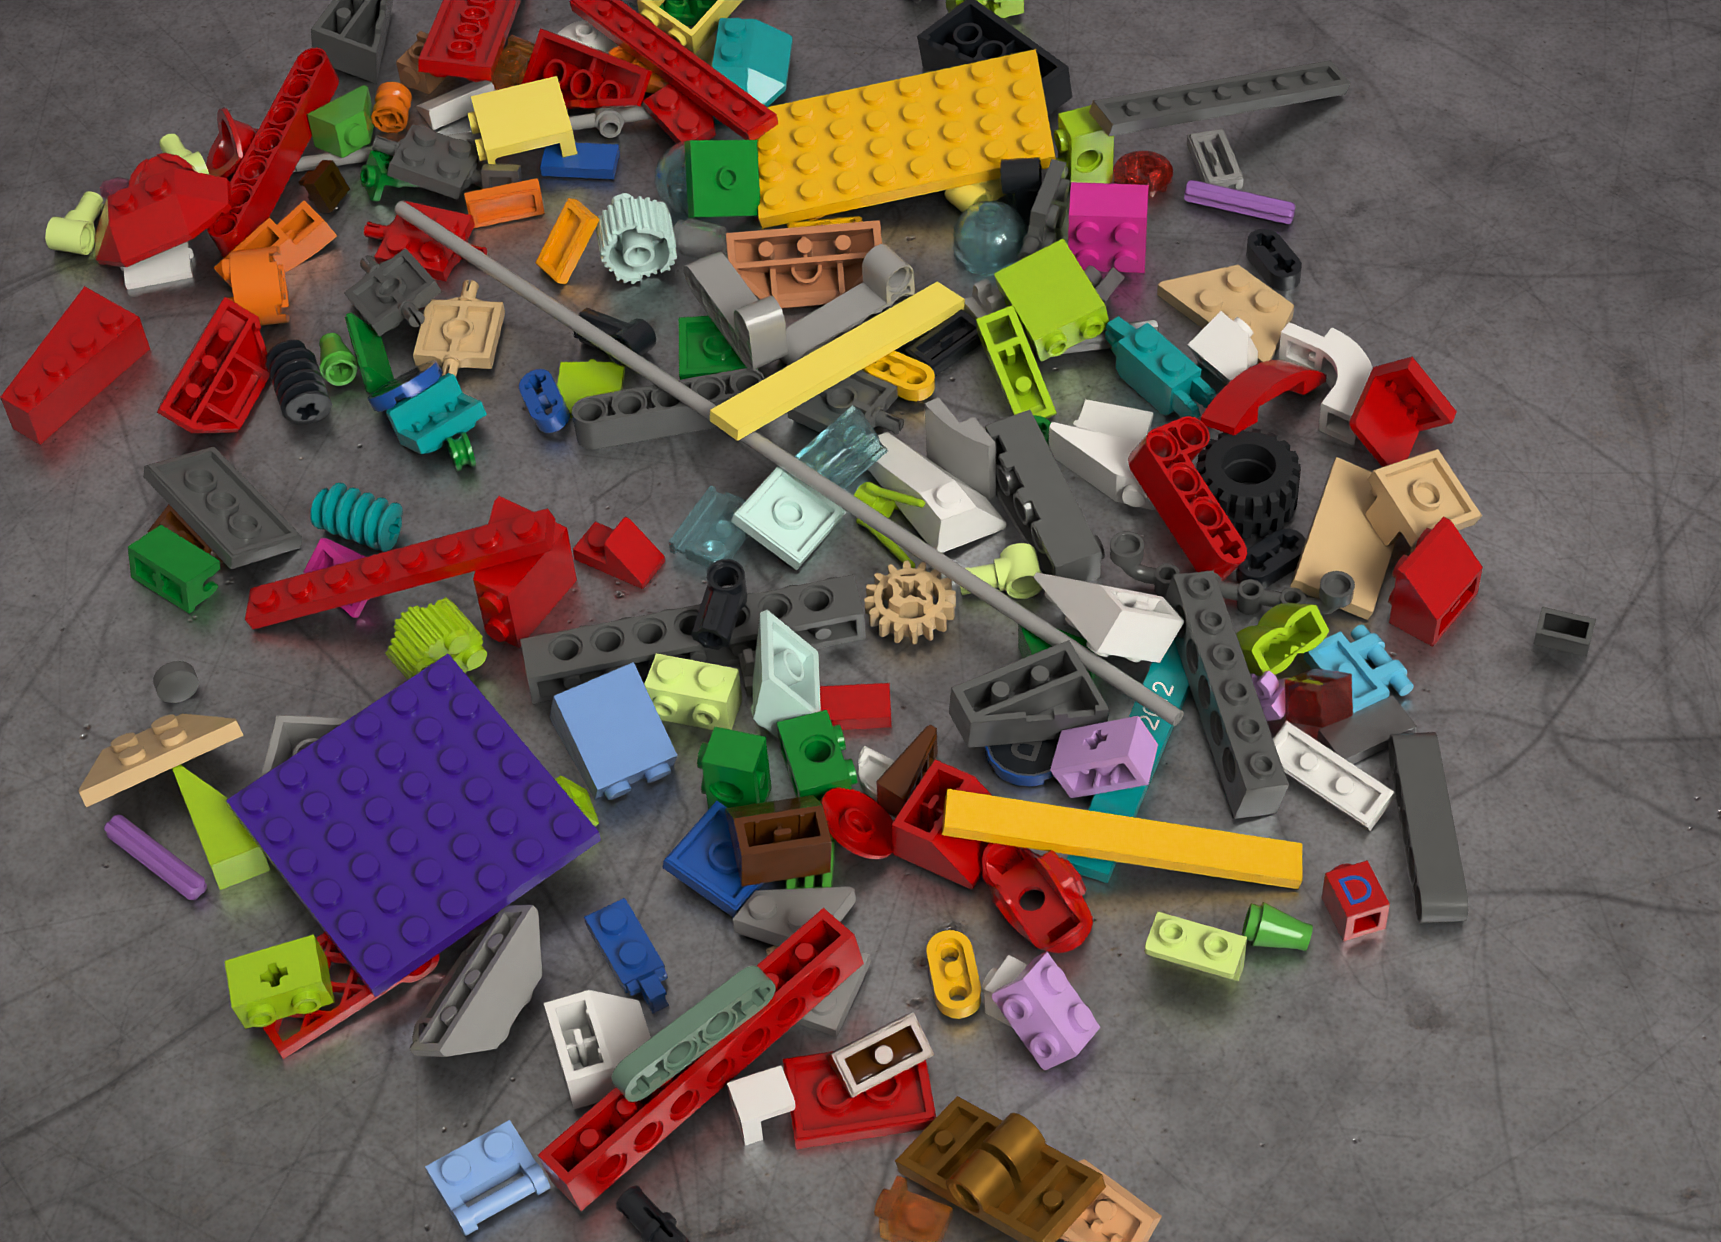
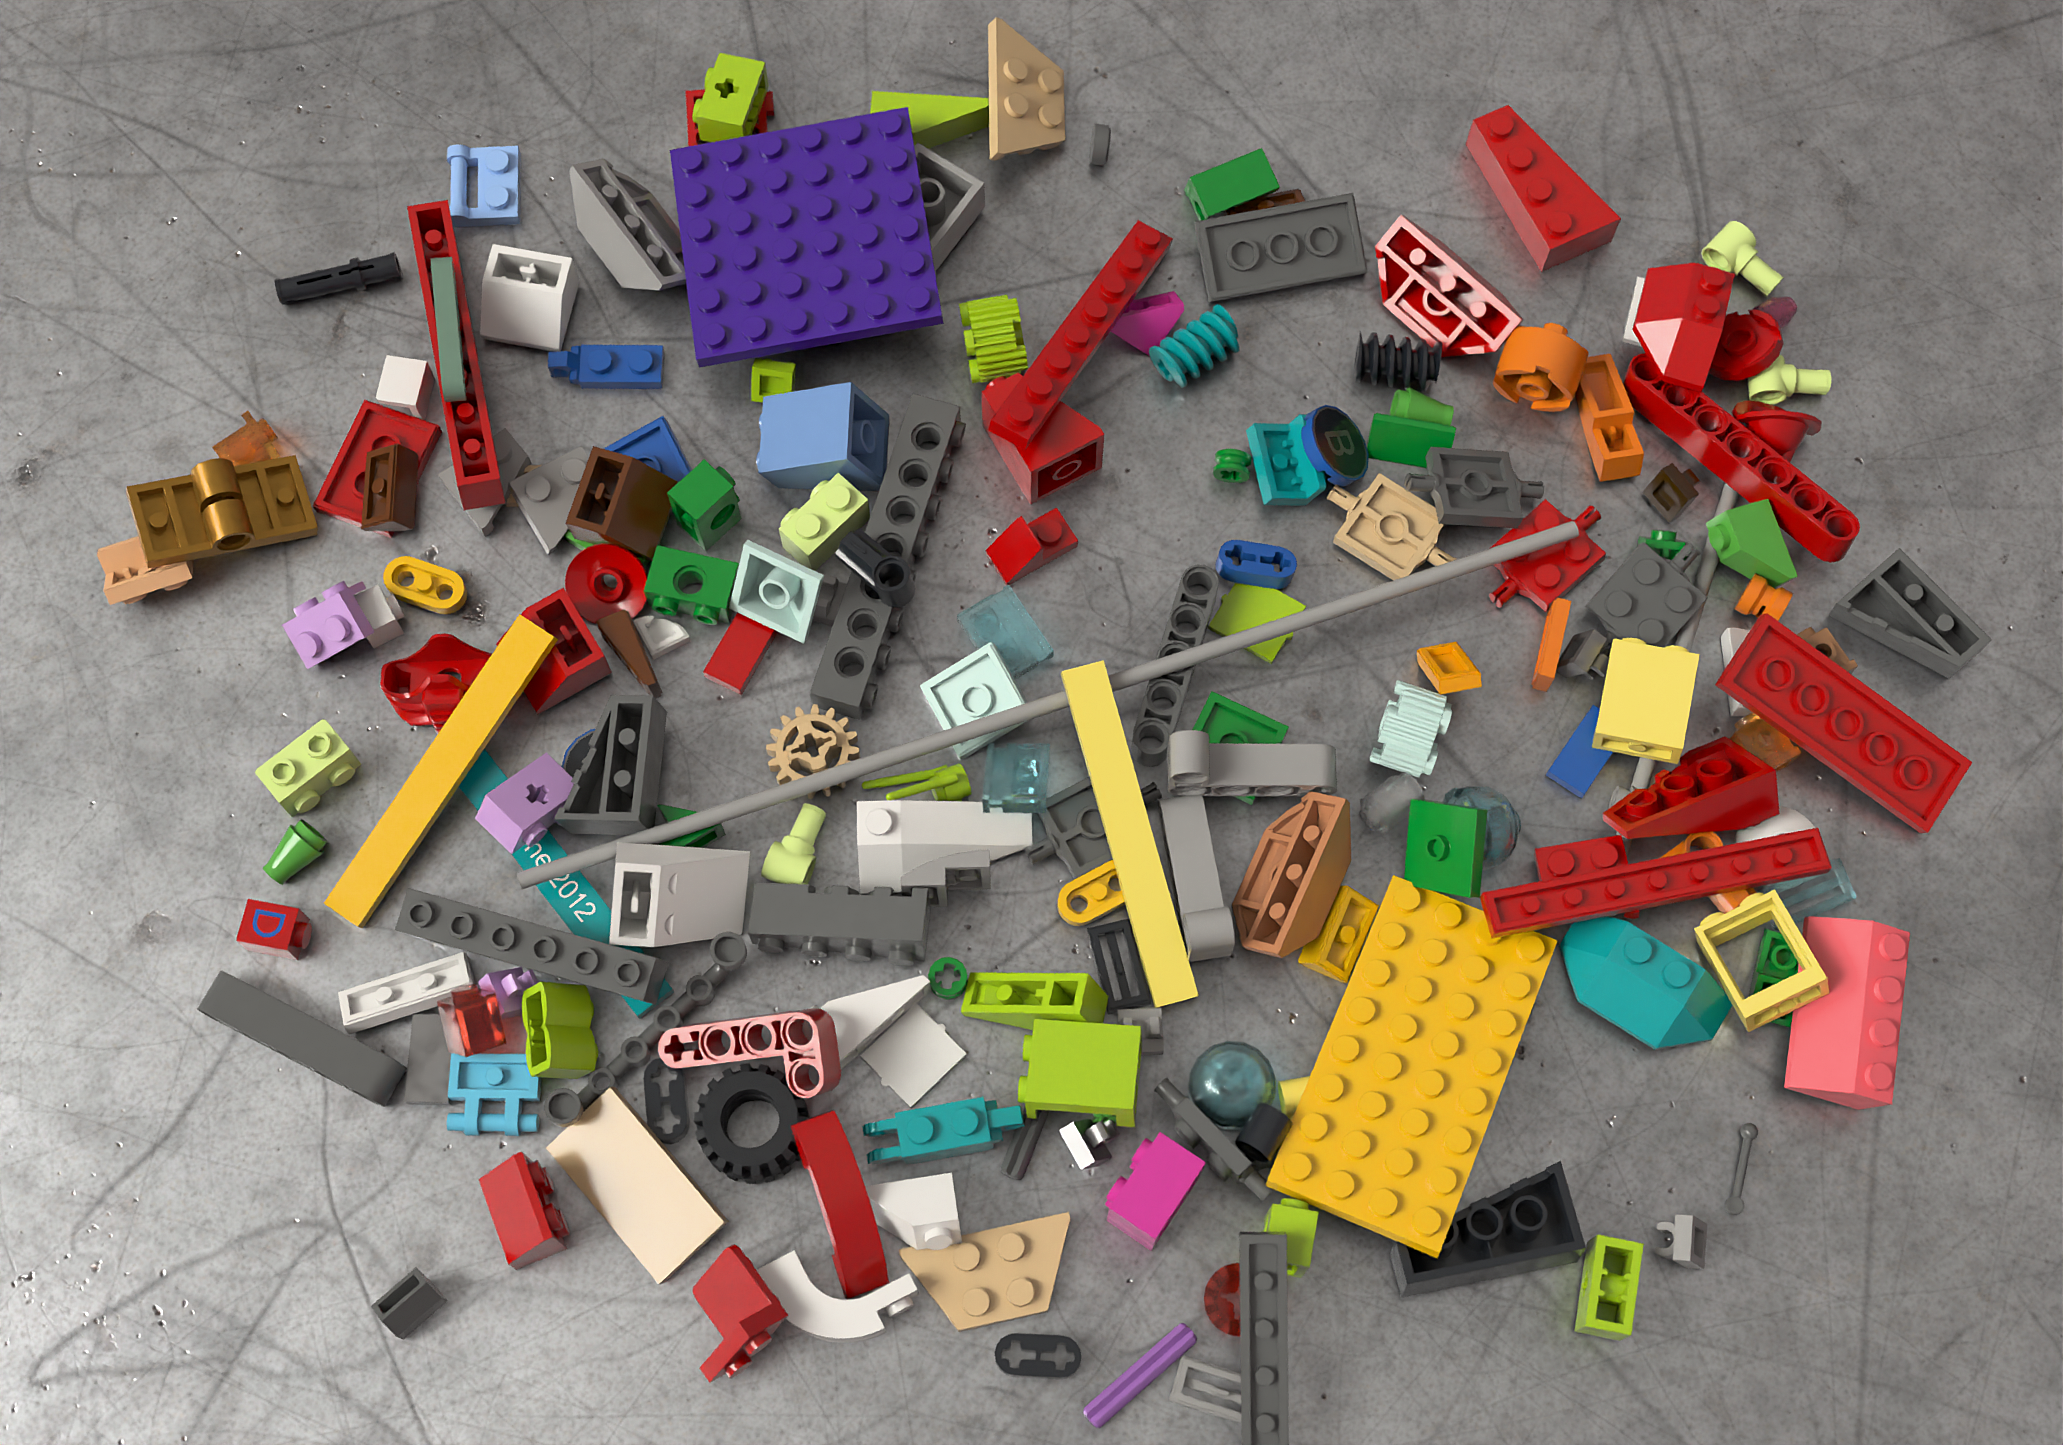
camera: 115 degrees right, 20 degrees up
(155, 857) = (932, 71): medium lavender axle -> none
(635, 335) = (1293, 663): black piece -> none
(1416, 497) = (614, 1258): tan panel -> none

